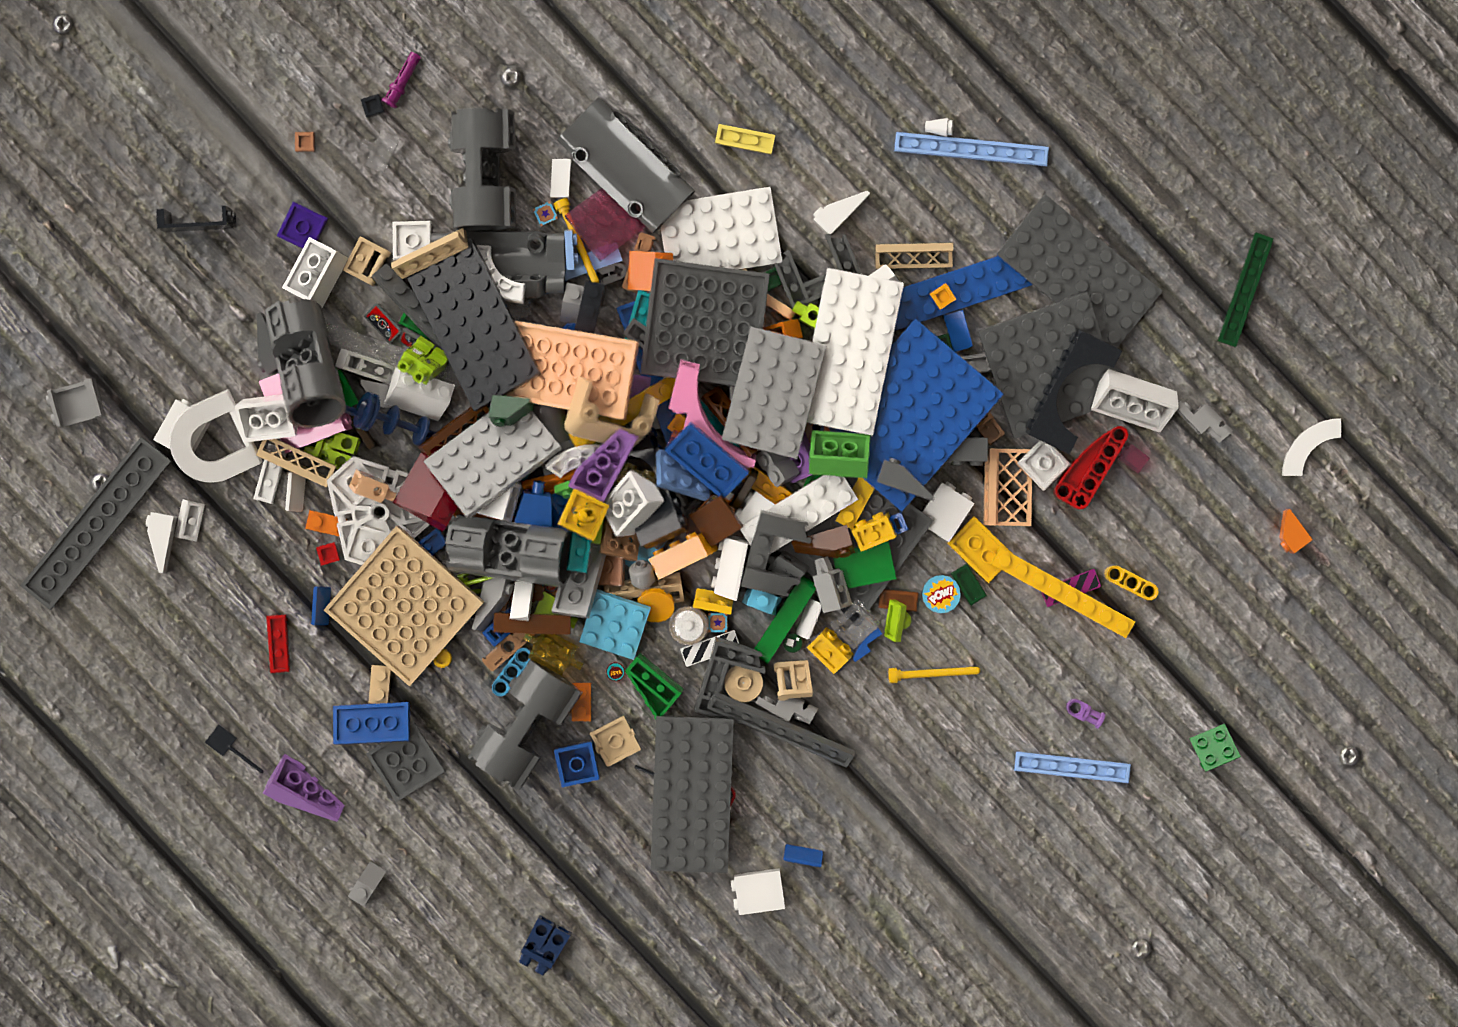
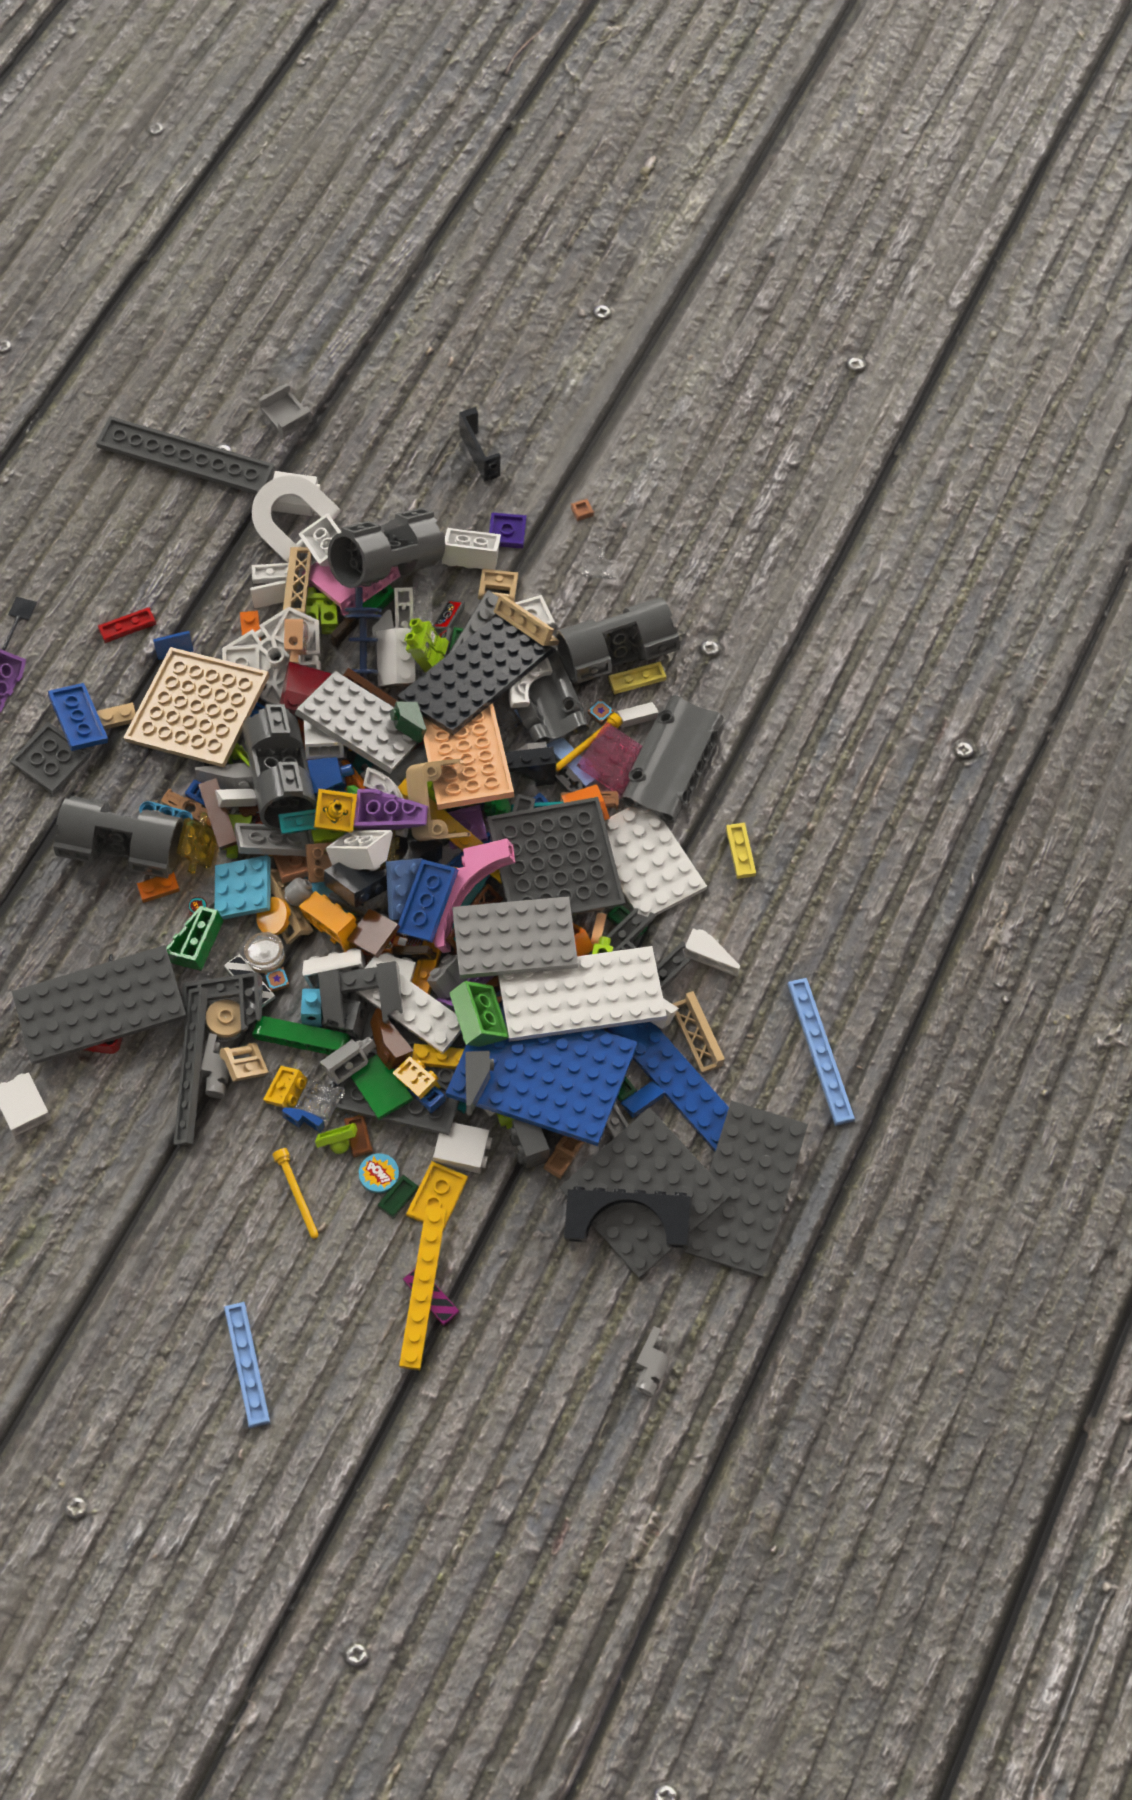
camera: 65 degrees right, 25 degrees down
(161, 533) = (189, 506): white slope -> none
(189, 520) = (214, 525): white slope -> none
(328, 553) = (223, 636): red plate -> none
(372, 106) = (636, 550): black tile -> none
(397, 88) = (660, 562): magenta pin -> none
(443, 659) = (159, 759): yellow tile -> none
(522, 163) = (637, 677): none -> light yellow plate
(570, 242) = (576, 735): light blue plate -> none
(577, 763) = (96, 898): blue brick -> none
(615, 741) = (129, 927): tan plate -> none
(710, 601) = (294, 965): yellow bracket -> none
(792, 643) = (280, 1053): dark green tile -> none
(803, 855) = (70, 1134): blue slope -> none
(809, 619) = (309, 1061): white slope -> none
(940, 127) = (829, 1015): white cone -> none
(942, 296) = (669, 1067): light orange plate -> none
(991, 487) = (498, 1184): light nougat fence -> none
(1043, 464) = (544, 1223): white tile -> none
(1083, 468) = (556, 1262): red beam -> none
(1085, 712) = (307, 1356): medium lavender connector -> none
(1133, 458) = (584, 1307): clear pink brick -> none
(1135, 400) = (642, 1284): white slope -> none
(1140, 585) = (462, 1342): yellow beam -> none
(1214, 747) = (316, 1502): hinge -> none
(1245, 289) = (798, 1357): dark green plate -> none
(1292, 533) = (570, 1498): orange slope -> none
(1306, 442) = (672, 1479): white tile -> none

